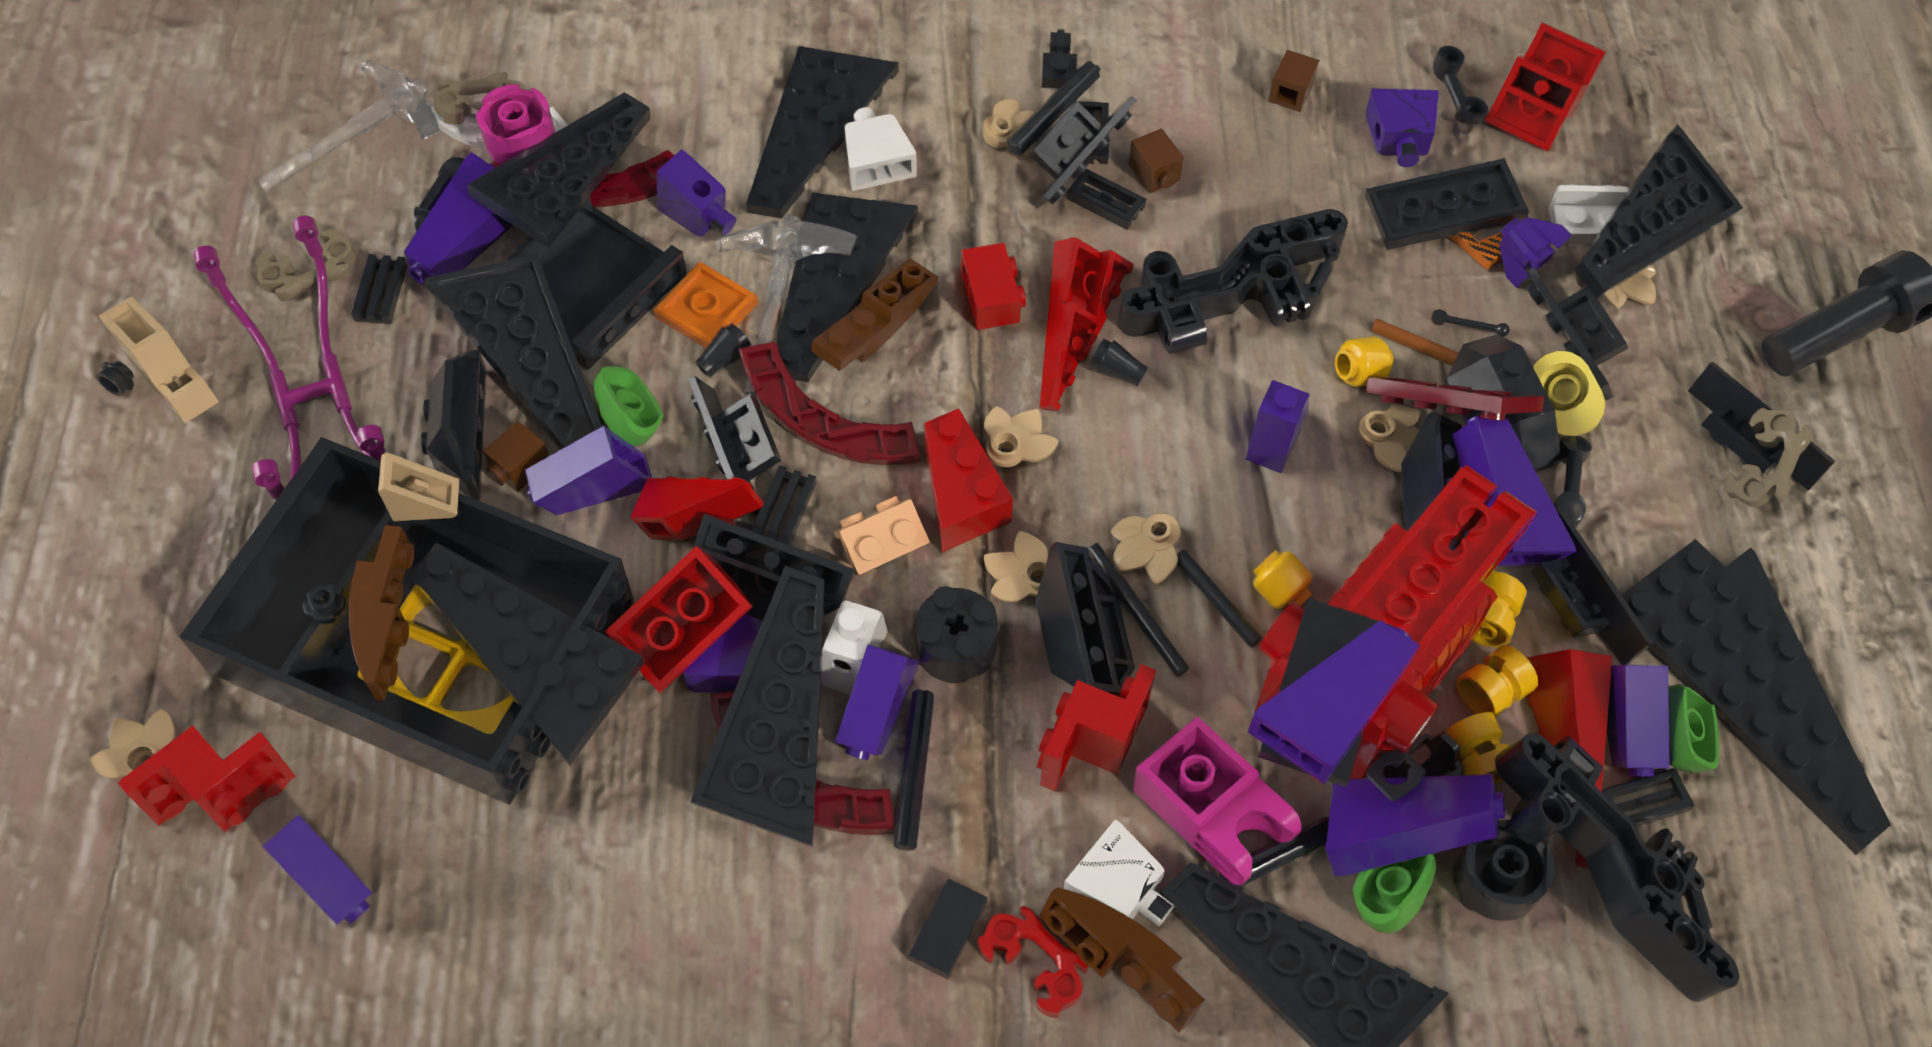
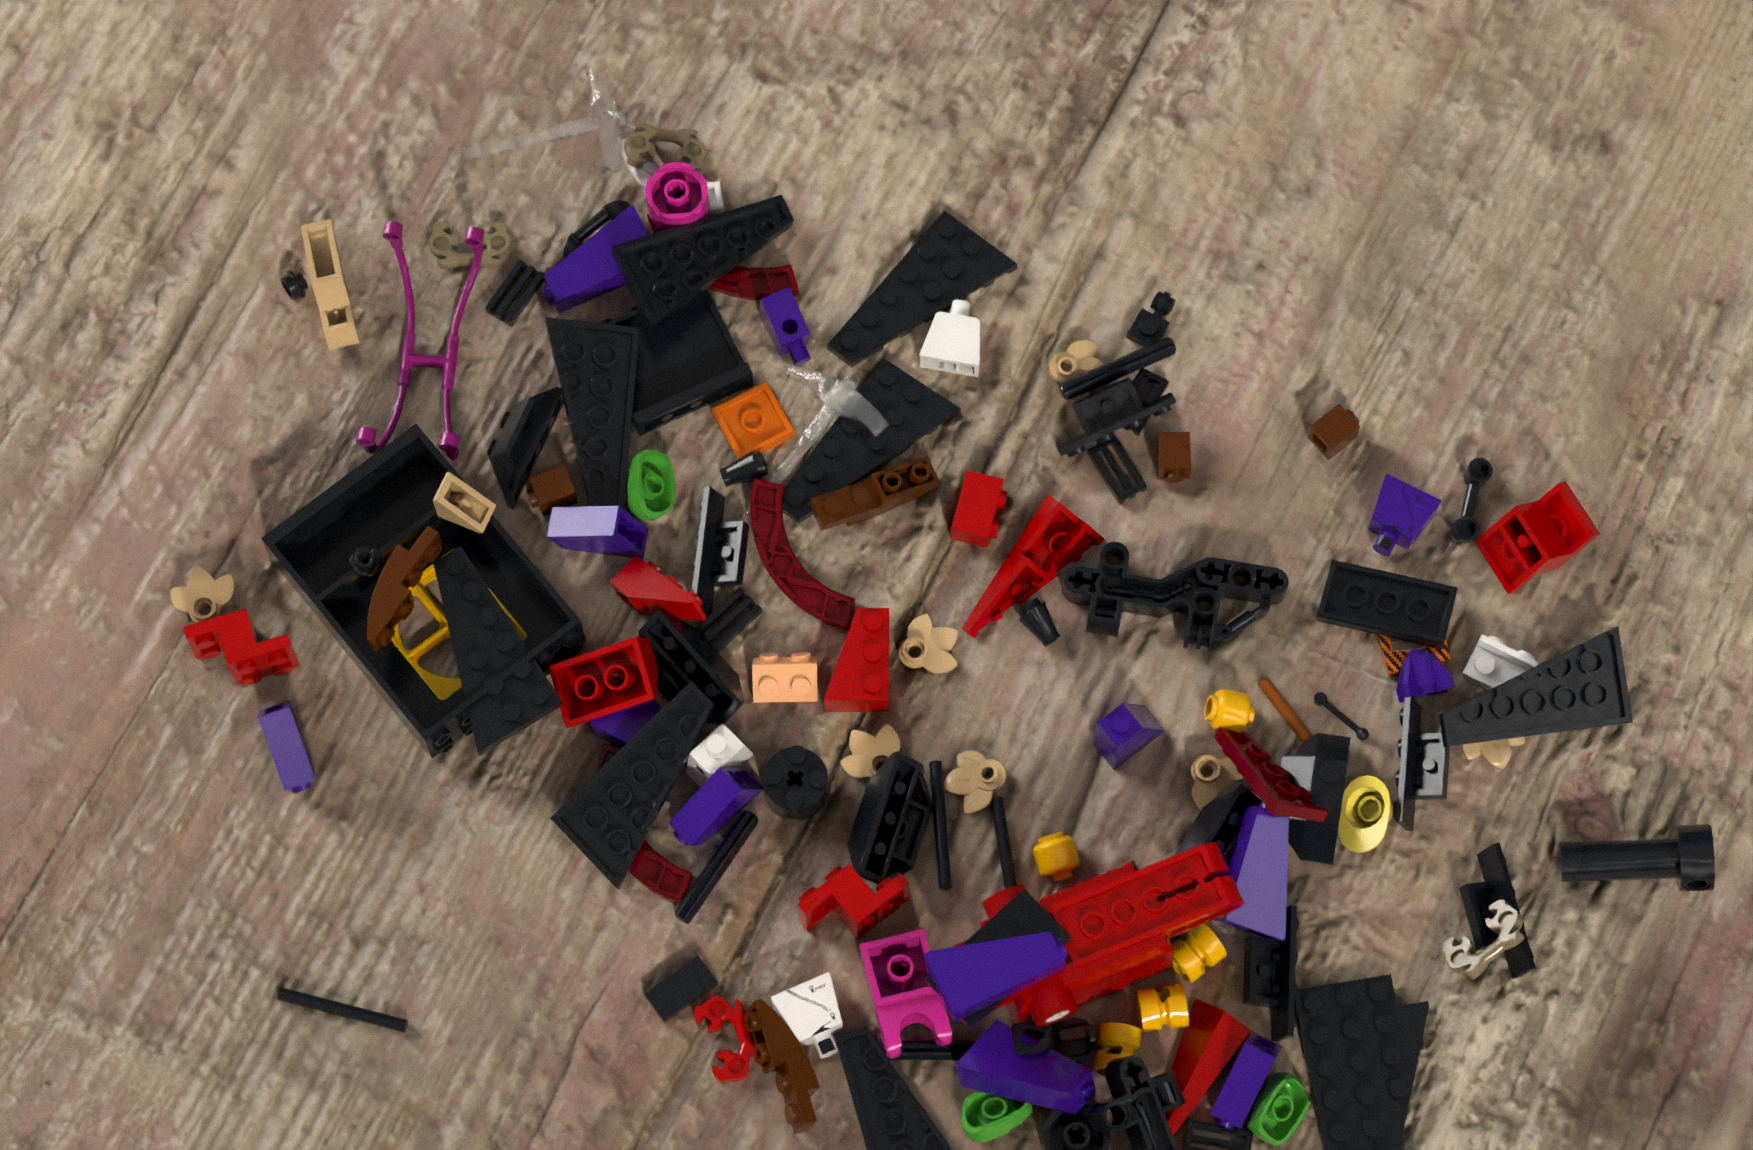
camera: 30 degrees right, 10 degrees up
(1573, 453) = (1310, 902): black bar -> none

